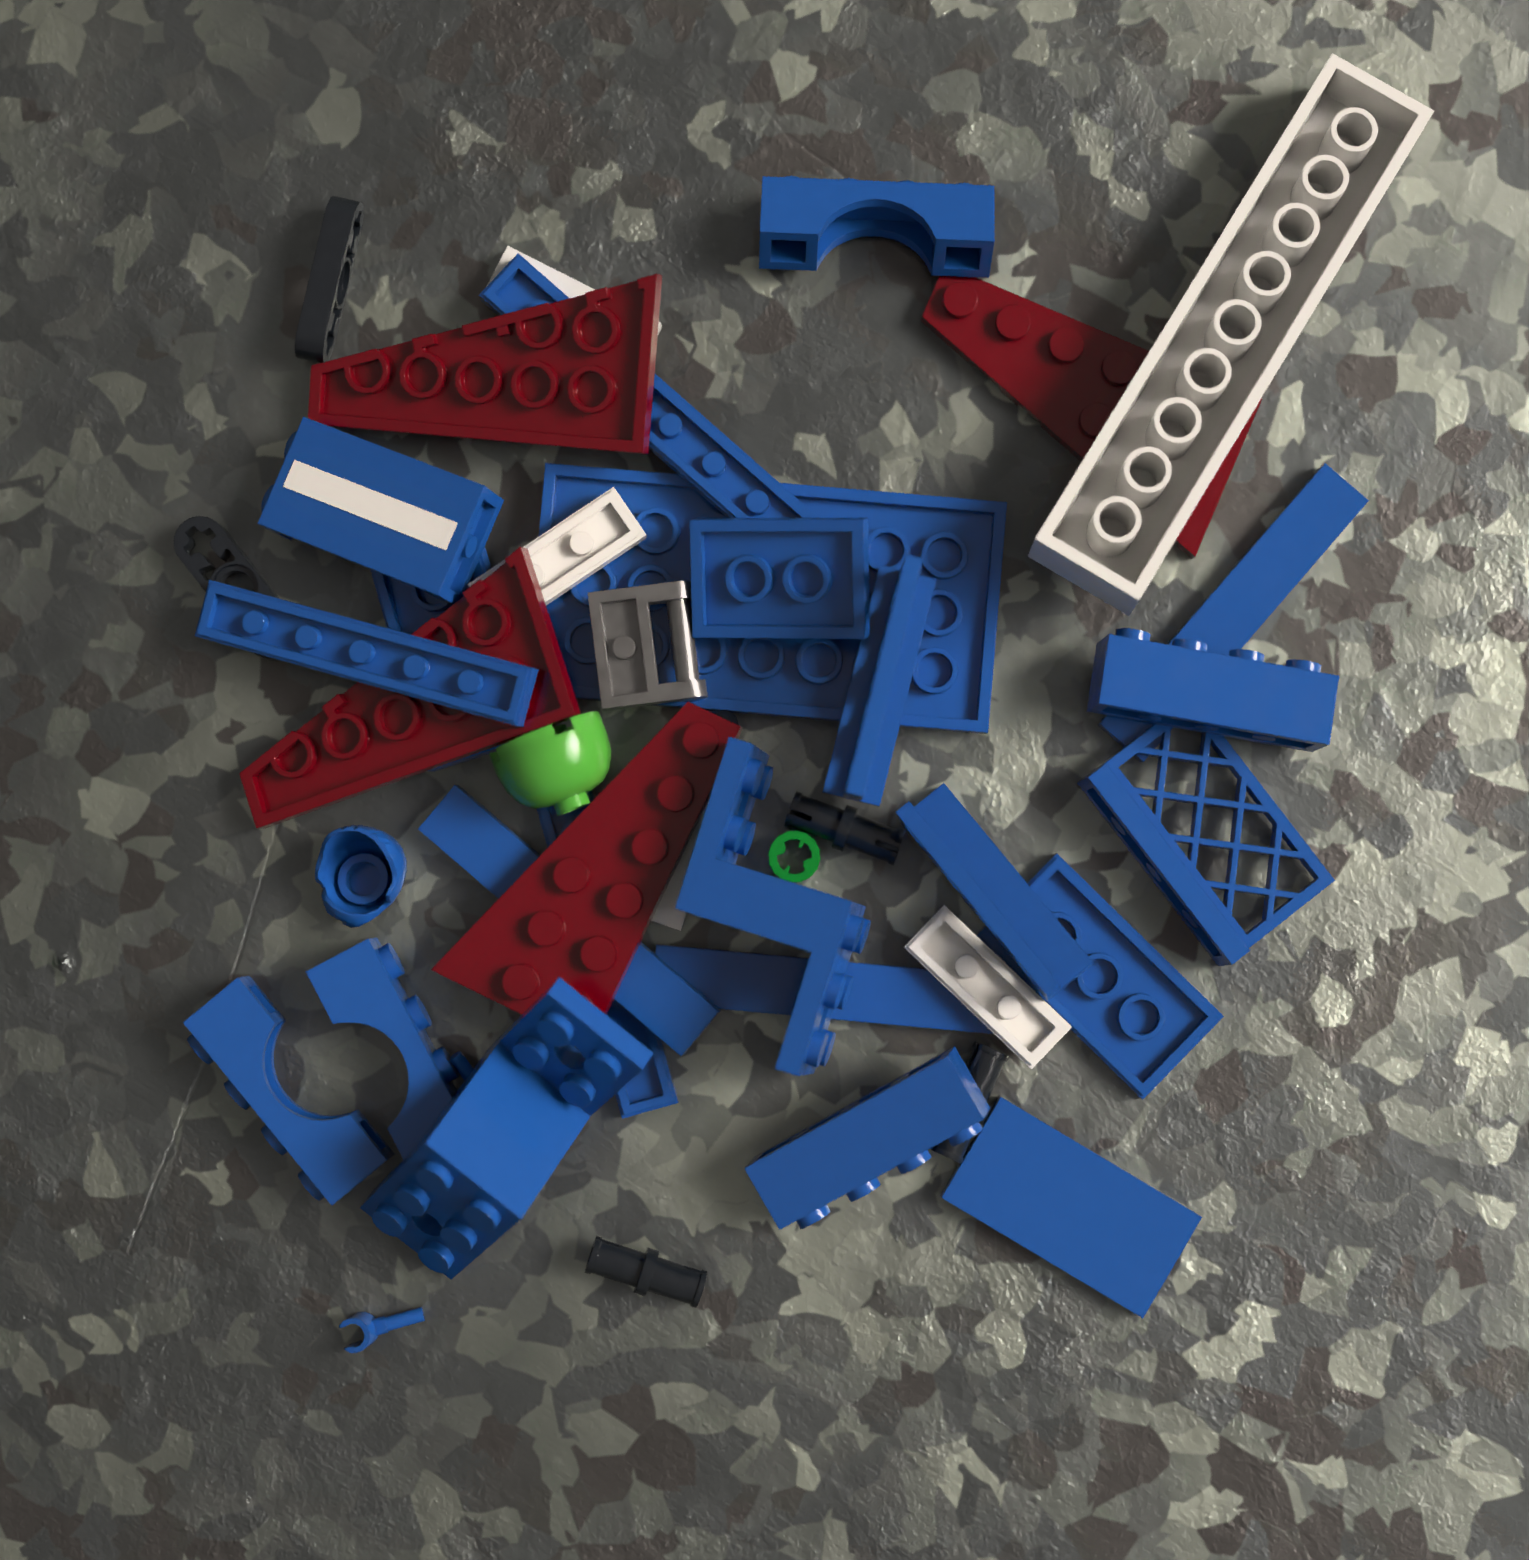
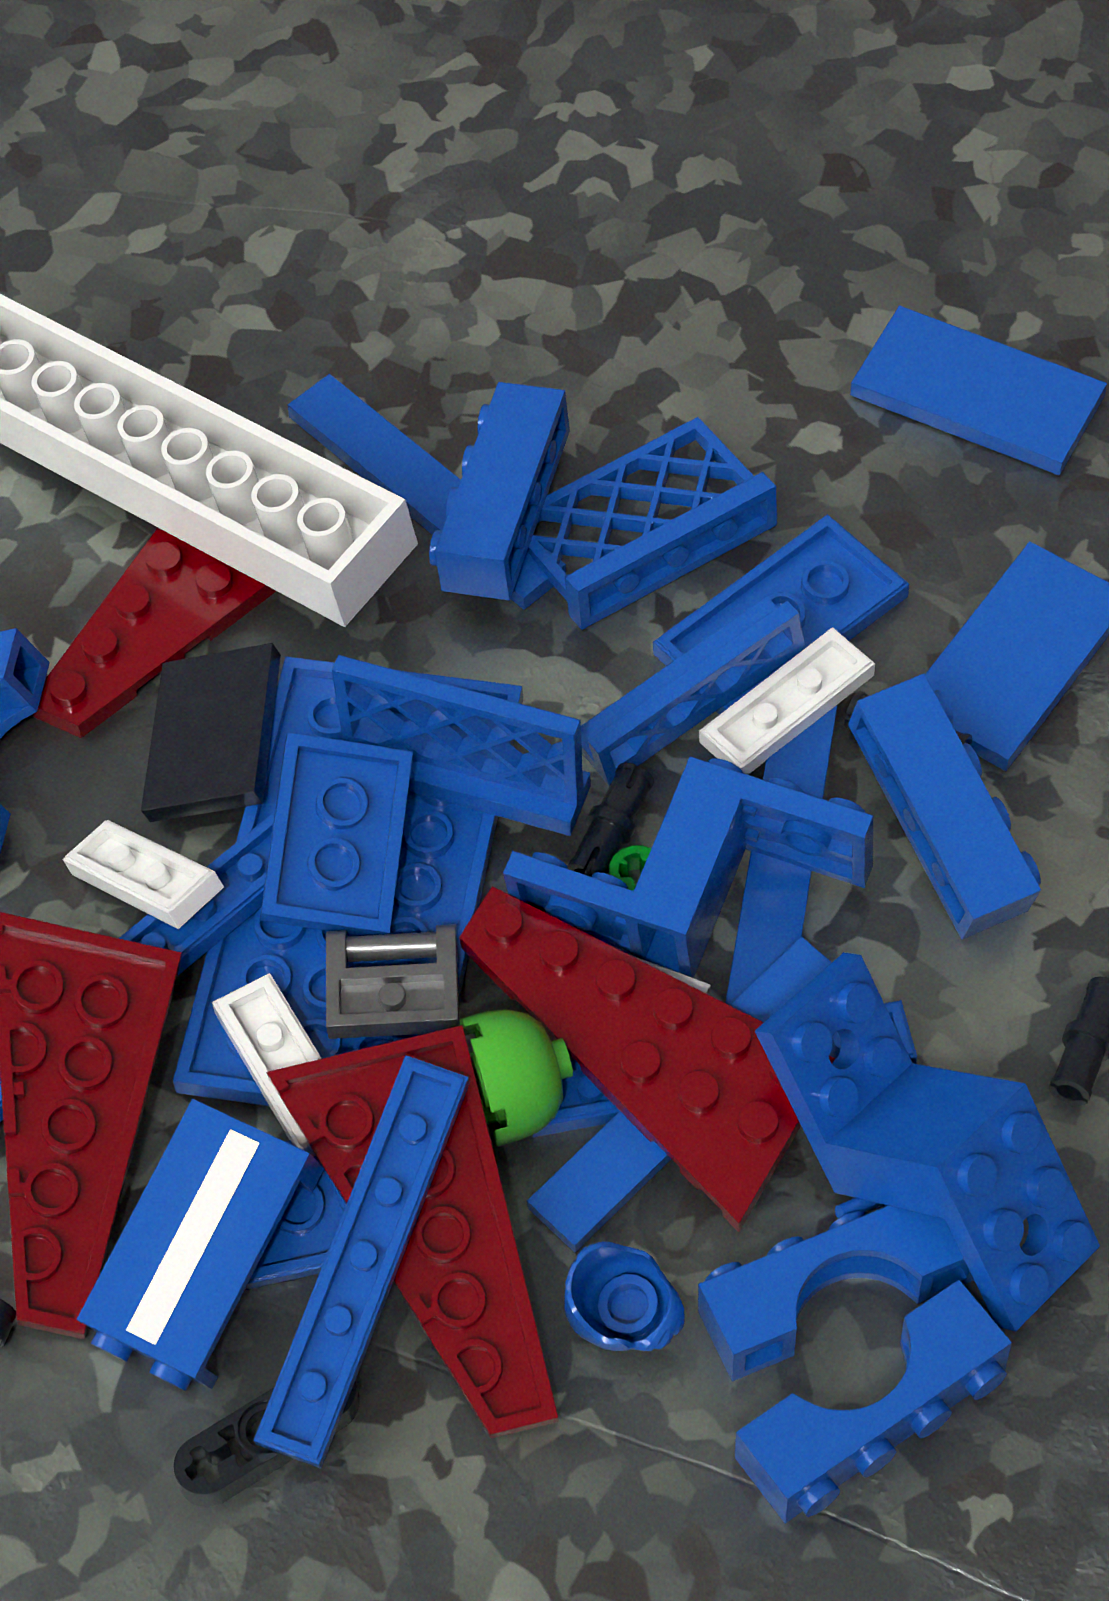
camera: 85 degrees left, 30 degrees down
(747, 404) = (143, 873): none -> white tile
(917, 444) = (211, 733): none -> black tile
(1400, 1164) = (979, 389): none -> blue tile

